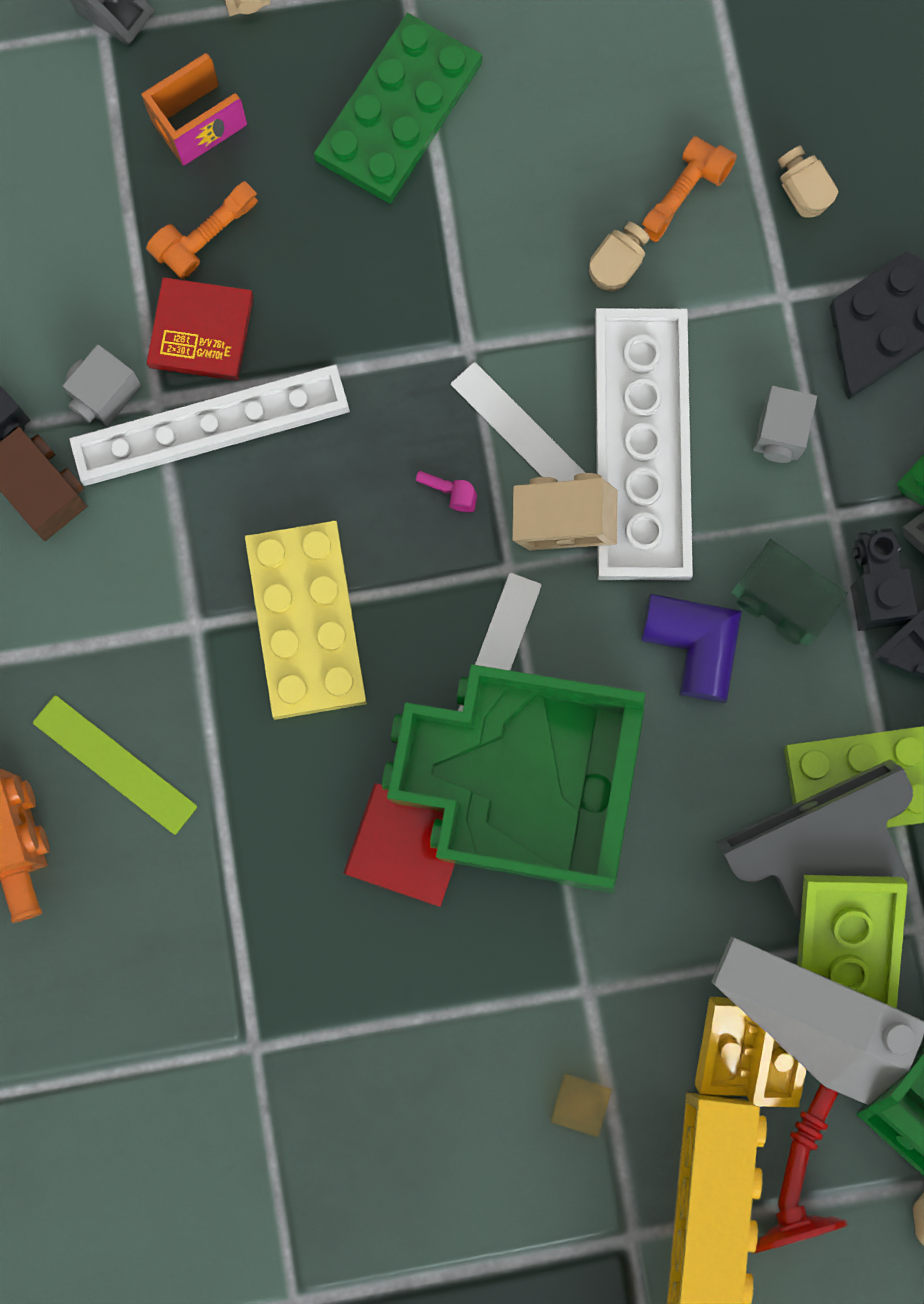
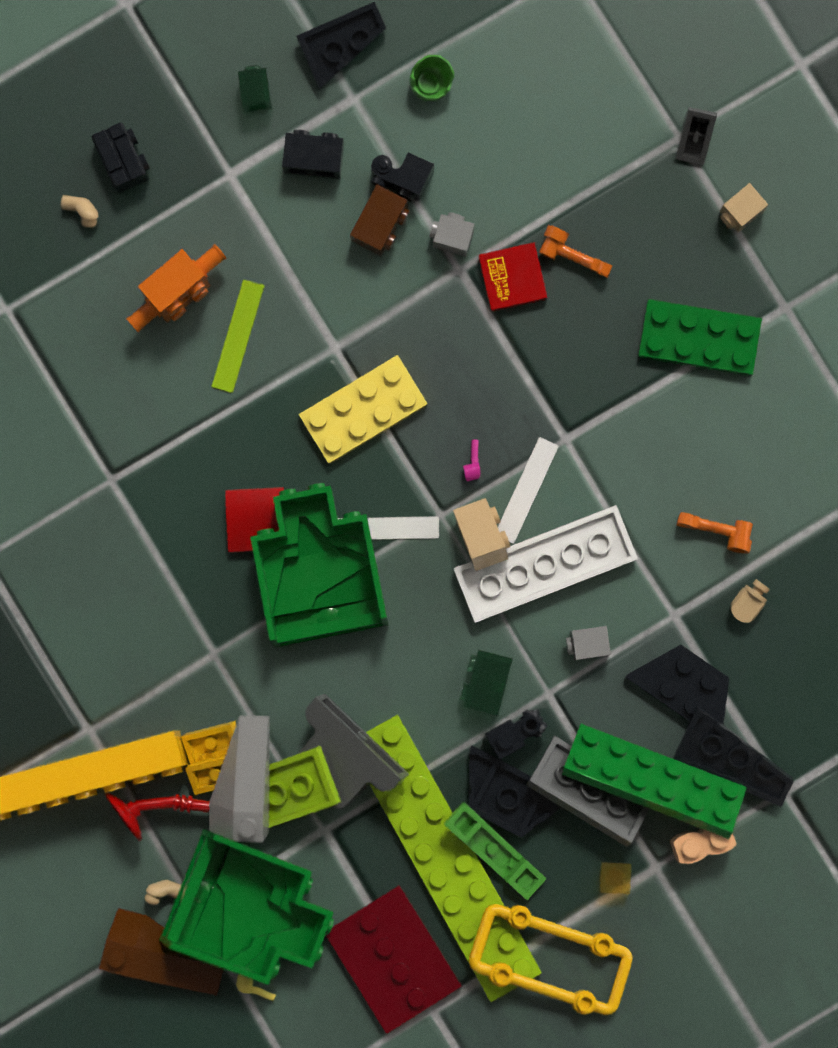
camera: 70 degrees right, 5 degrees up
(179, 92) = (650, 202): orange piece -> none
(209, 425) = (455, 307): white plate -> none
(581, 1105) = (149, 673): clear yellow plate -> none
(618, 257) = (655, 505): tan arm -> none
(707, 635) = (446, 644): dark purple brick -> none

